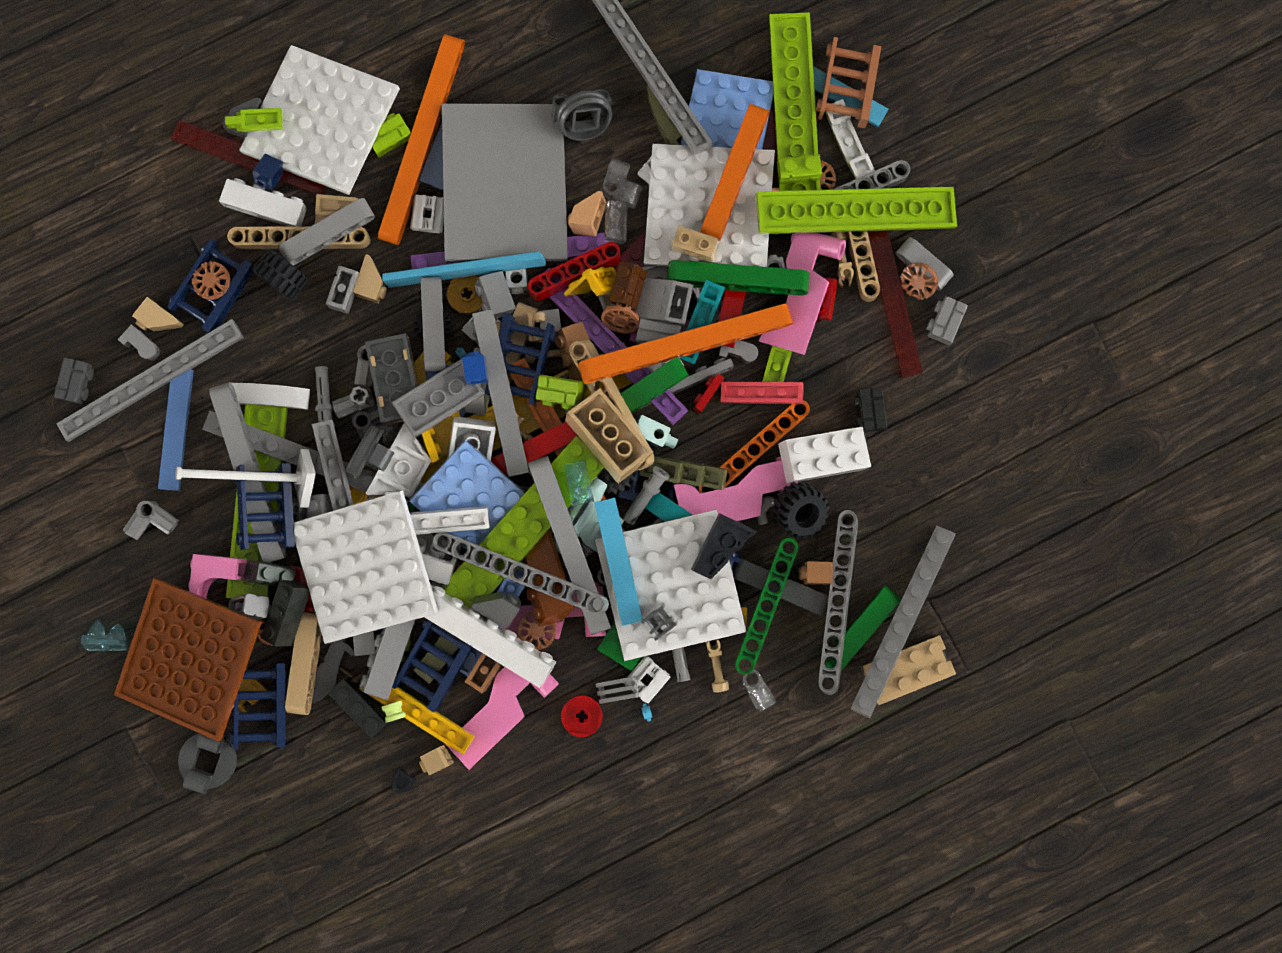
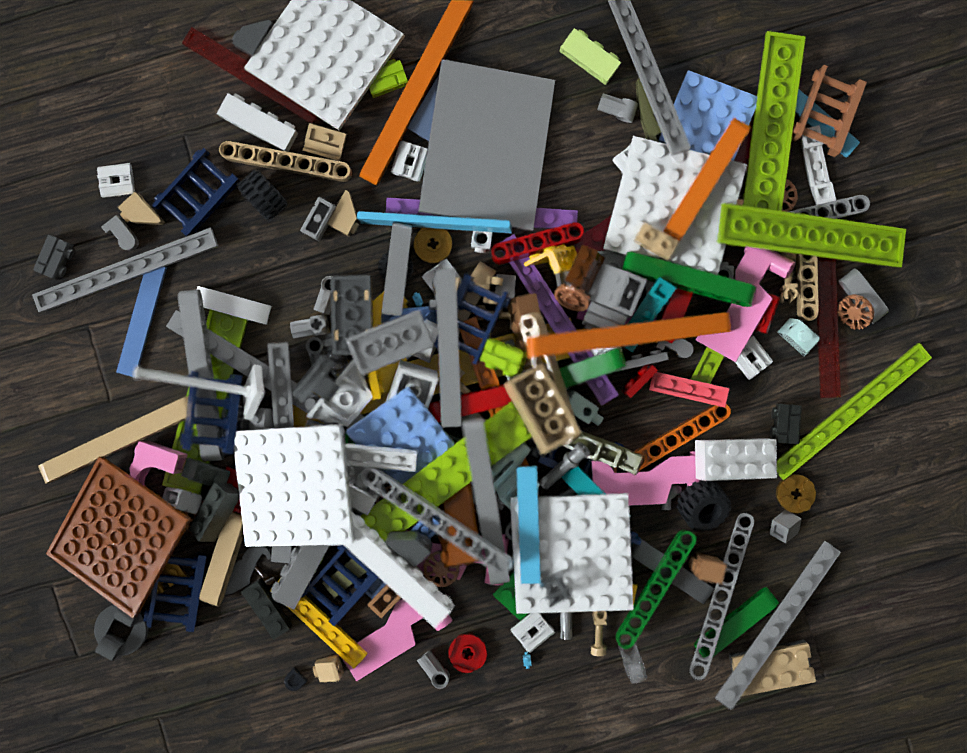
camera: 10 degrees right, 5 degrees up
(98, 641) = (38, 501): clear light blue tile -> none
(116, 284) = (106, 185): none -> white piece
(140, 520) = (95, 399): light grey piece -> none
(167, 560) = (114, 441): none -> tan beam
(211, 280) = (196, 187): nougat wheel -> none
(256, 120) = (265, 42): lime hinge -> none
(268, 172) = (267, 94): dark blue brick -> none
(324, 408) = (282, 326): light grey pin -> none
(326, 231) = (312, 162): light grey beam -> none
(393, 711) = (297, 619): yellowish green wheel -> none
(475, 368) = (429, 323): blue brick -> none
(495, 294) = (459, 251): light grey brick -> none
(547, 739) = (432, 668): none -> light grey piece
(565, 110) = (558, 87): dark grey piece -> none
(579, 483) = (506, 447): clear light blue tile -> none
(587, 215) = (558, 191): light nougat slope -> none
(594, 73) = (590, 56): none -> yellowish green brick
(602, 692) = (490, 635): light grey tile -> none
(615, 222) = (584, 203): clear plate -> none
(626, 192) = (599, 176): clear piece -> none
(638, 120) = (623, 108): none -> light grey piece
(721, 543) = (627, 526): black wing -> none
(799, 169) = (767, 187): lime brick -> none
(832, 348) = (761, 360): none -> white piece
(866, 317) = (799, 335): none -> light aqua torso
(892, 517) = (785, 526): none -> light grey panel
(904, 473) = (804, 486): none -> pearl gold plate
(936, 385) = (852, 410): none -> lime plate
(947, 320) = (873, 353): light grey brick -> none

